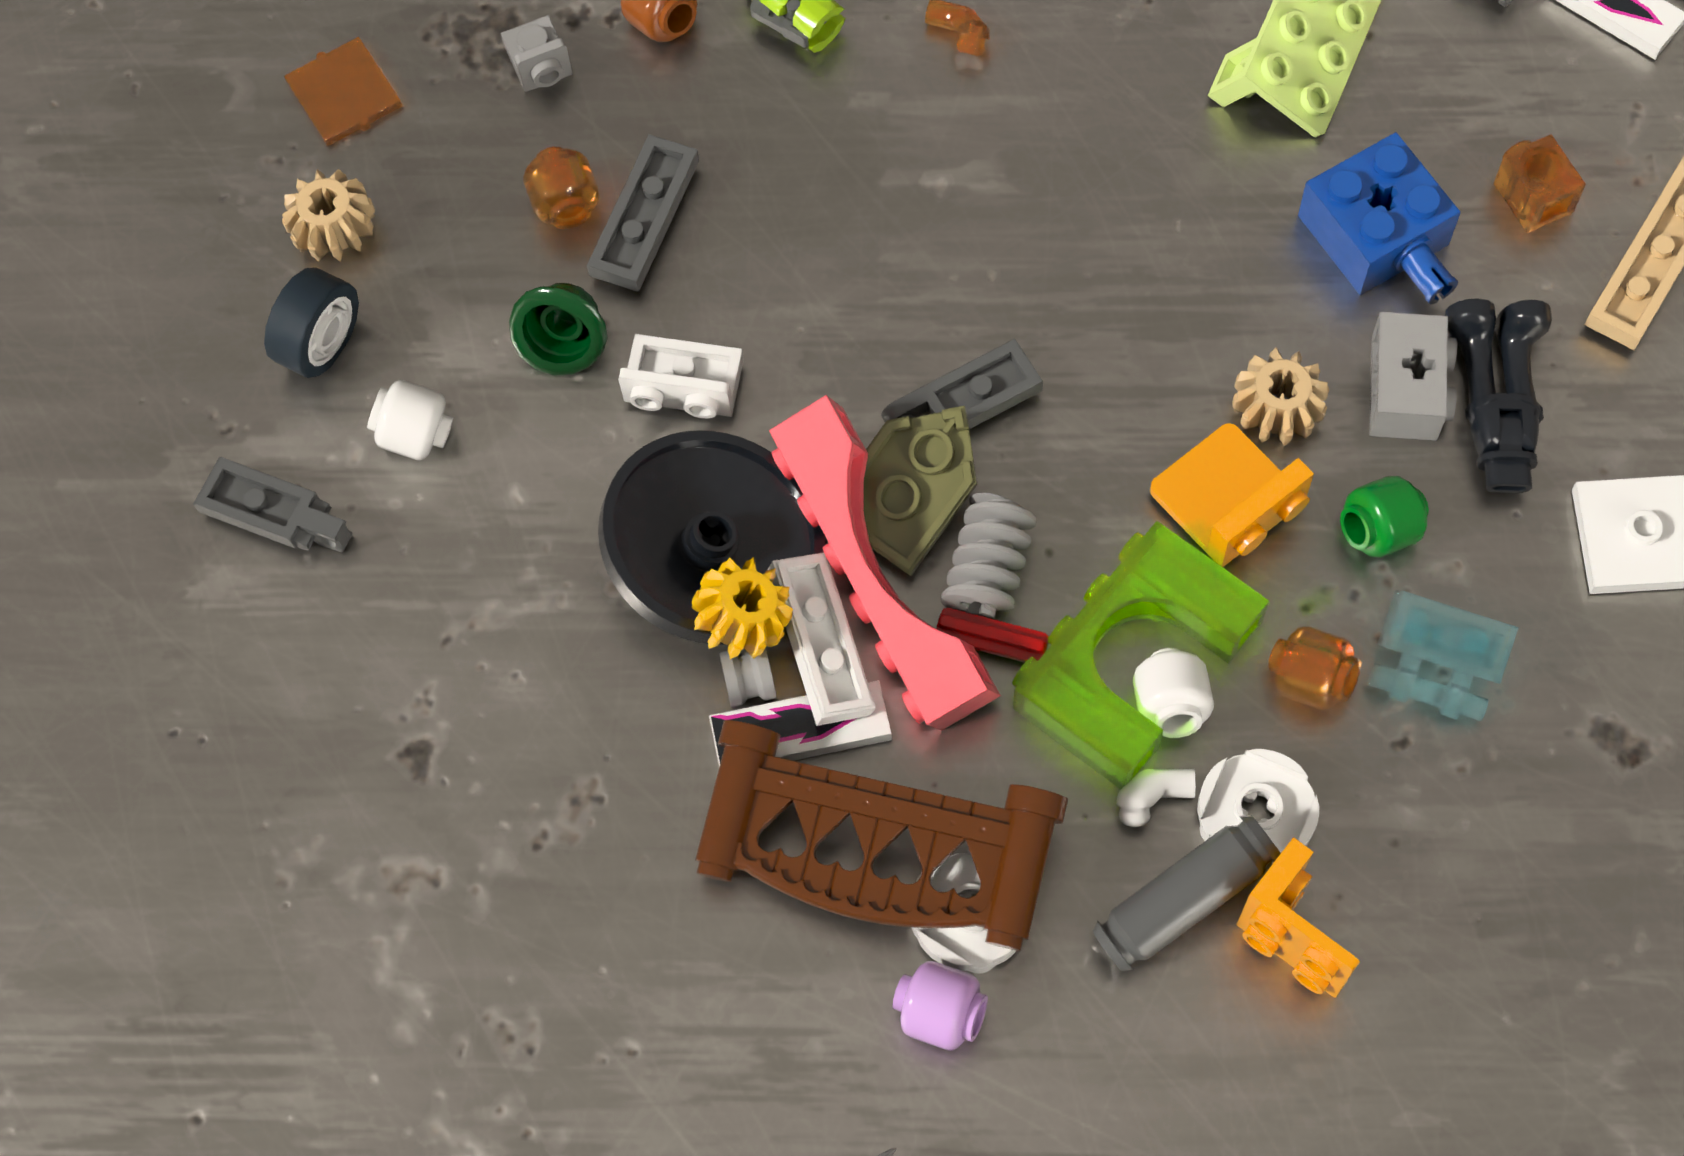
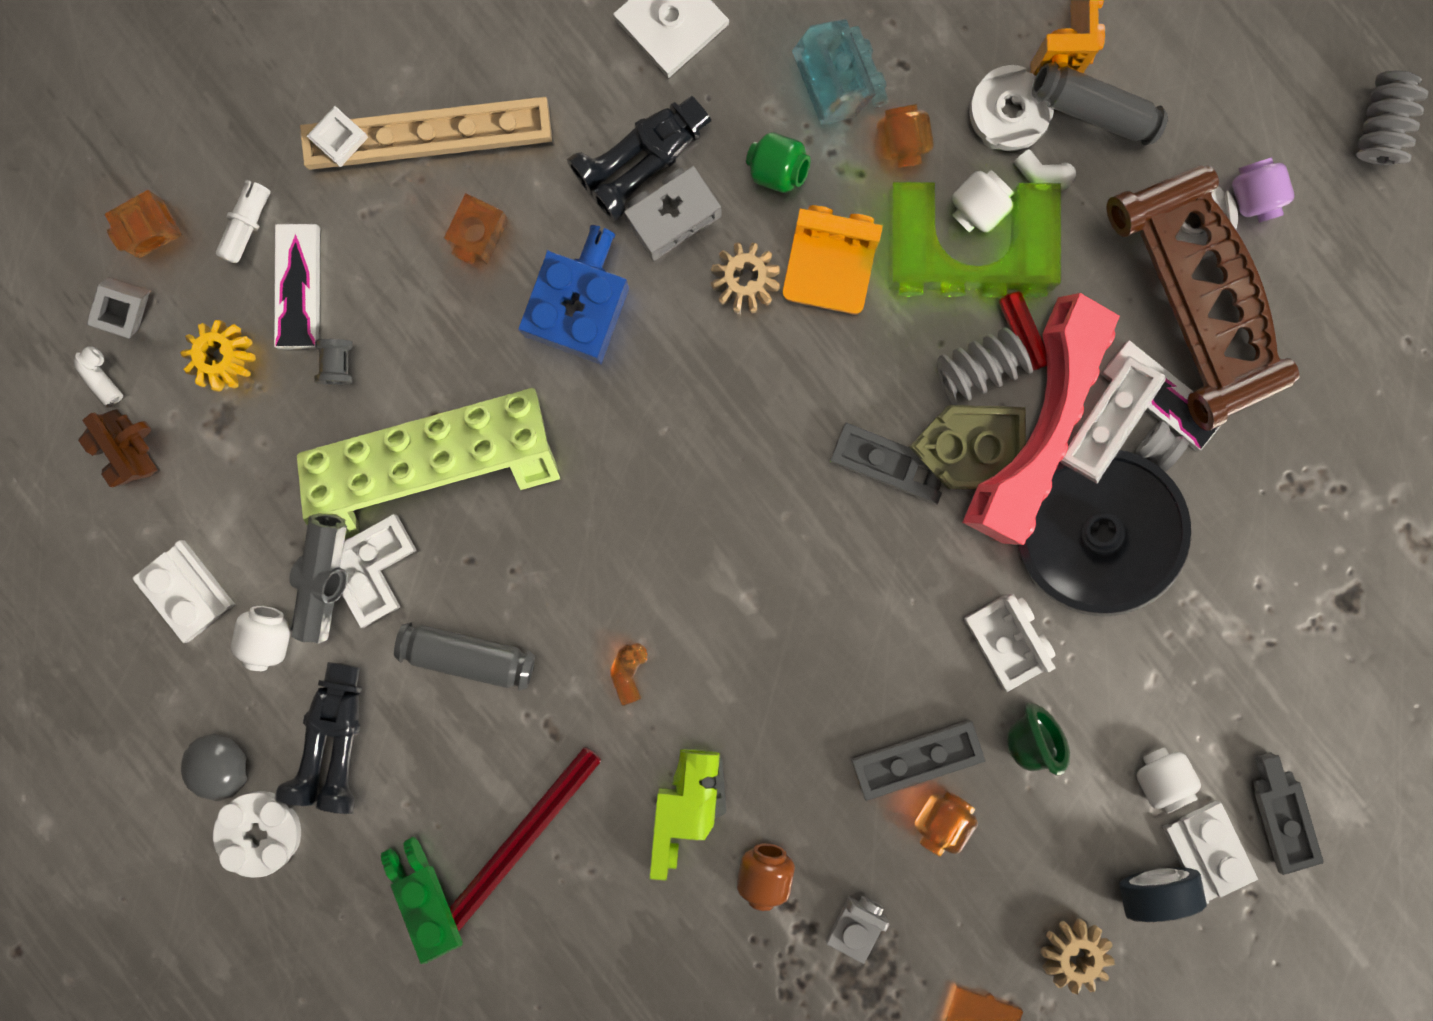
camera: 130 degrees left, 20 degrees up
(304, 416) = (1210, 845): none -> white plate
(751, 591) = (1156, 479): yellow gear -> none

